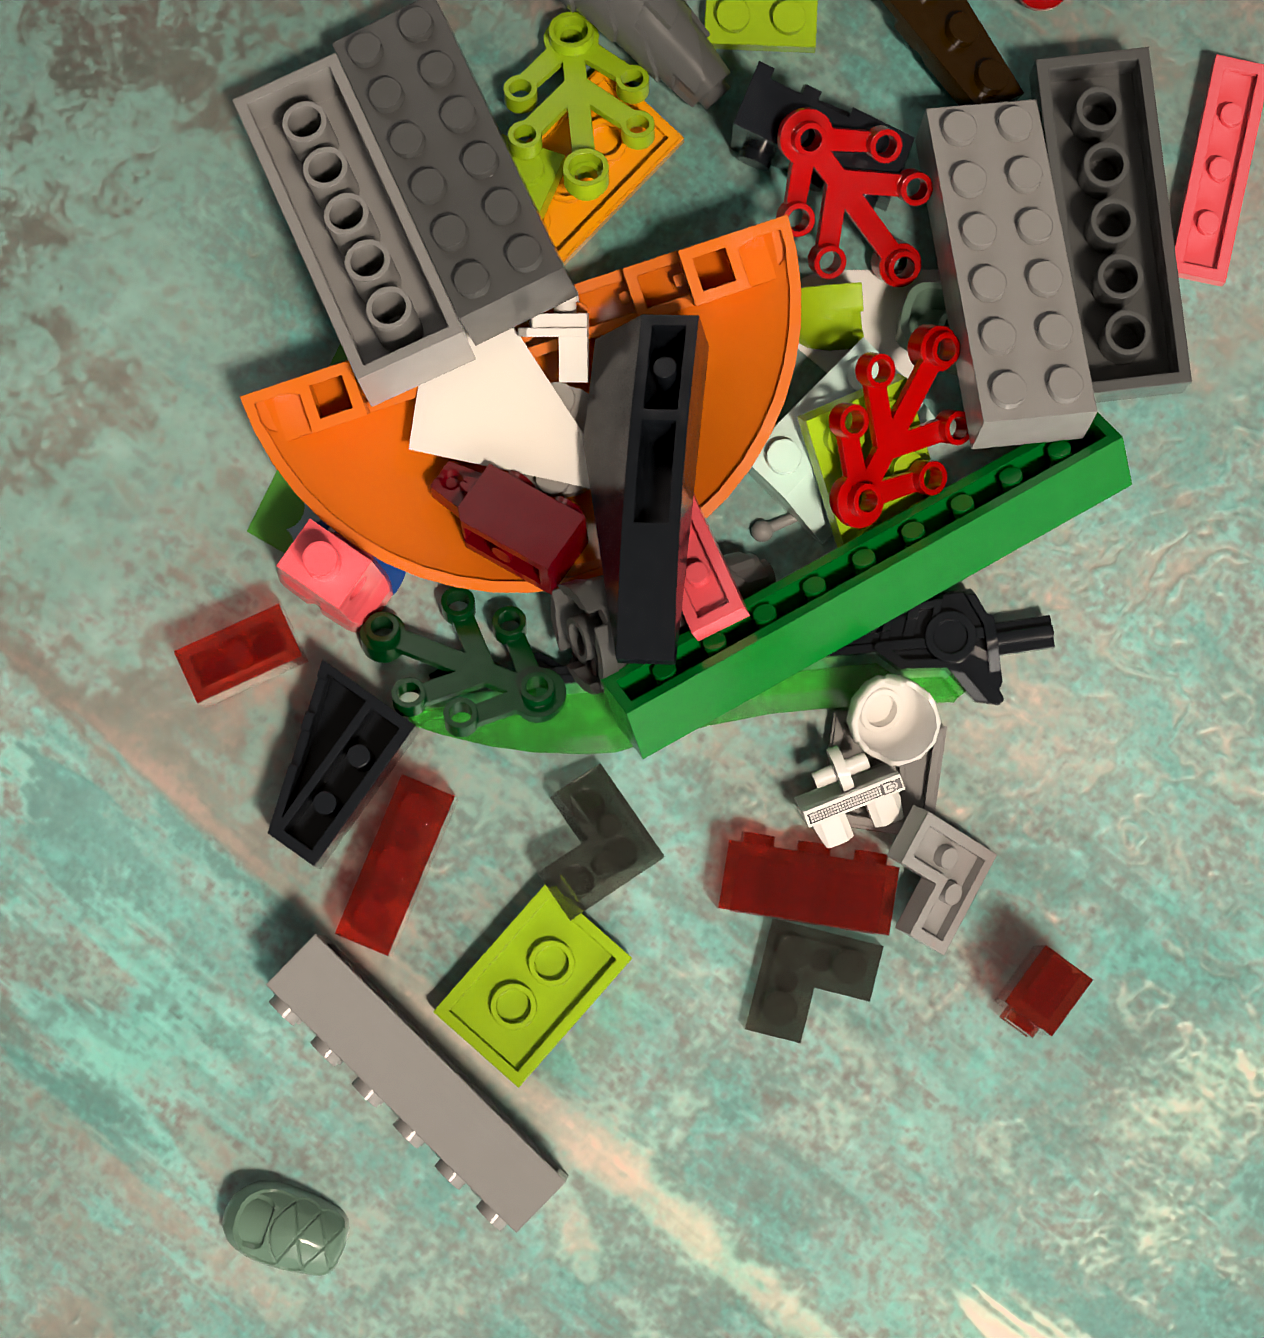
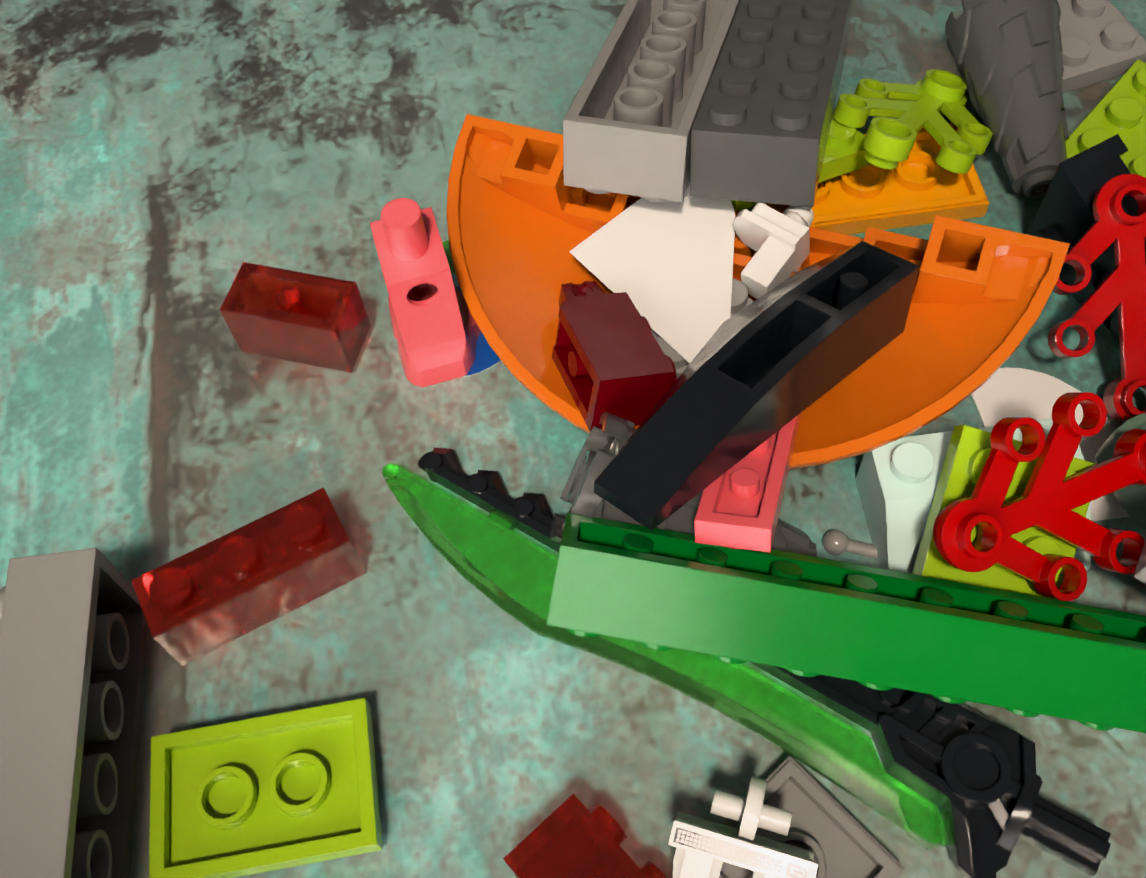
camera: 40 degrees right, 25 degrees down
(338, 765) = (278, 452): black wedge -> none
(467, 669) = (501, 511): dark green plant -> none
(612, 844) = (443, 720): clear smoke plate -> none
(831, 316) = (1030, 386): lime brick -> none
(893, 719) = (852, 803): white hair -> none

